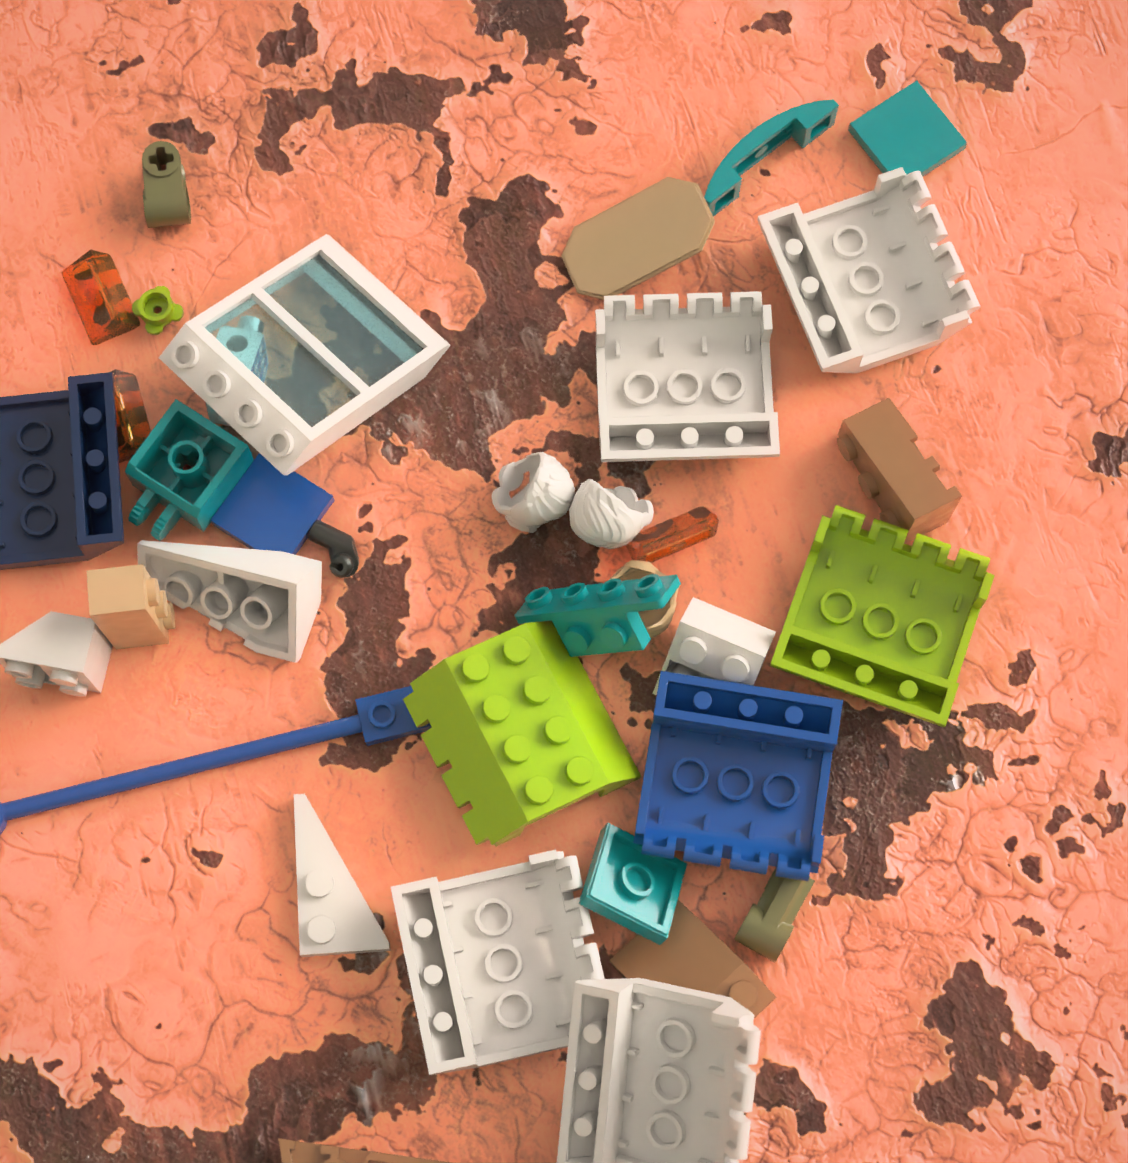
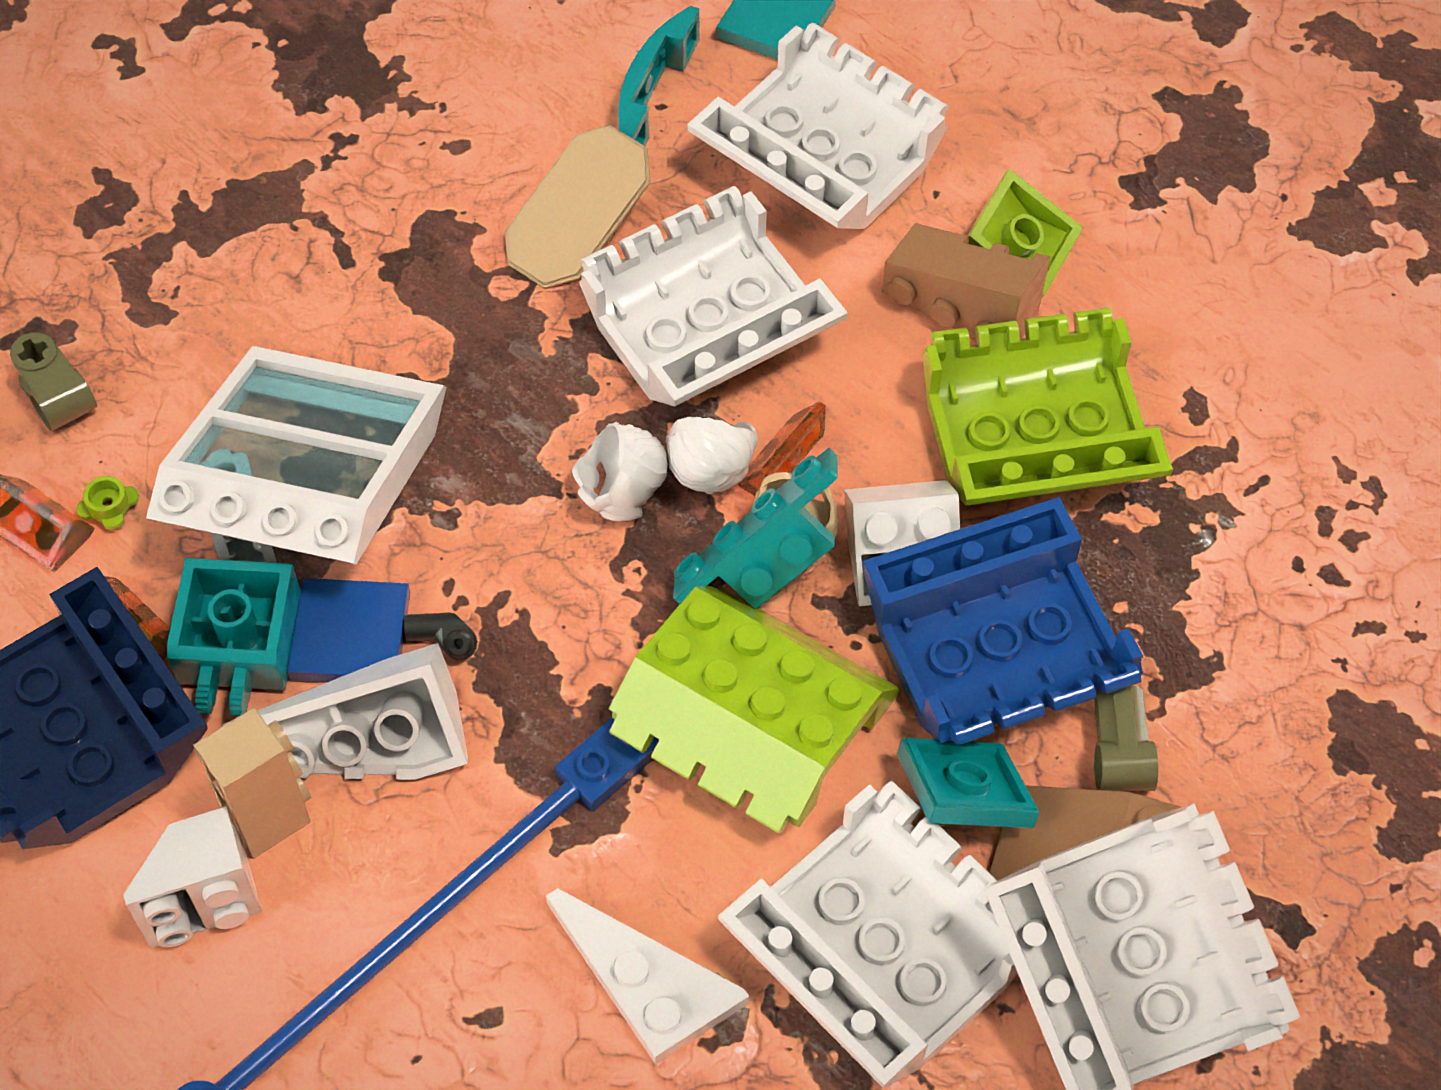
camera: 30 degrees left, 15 degrees down
(977, 448) = (1026, 223): none -> lime slope

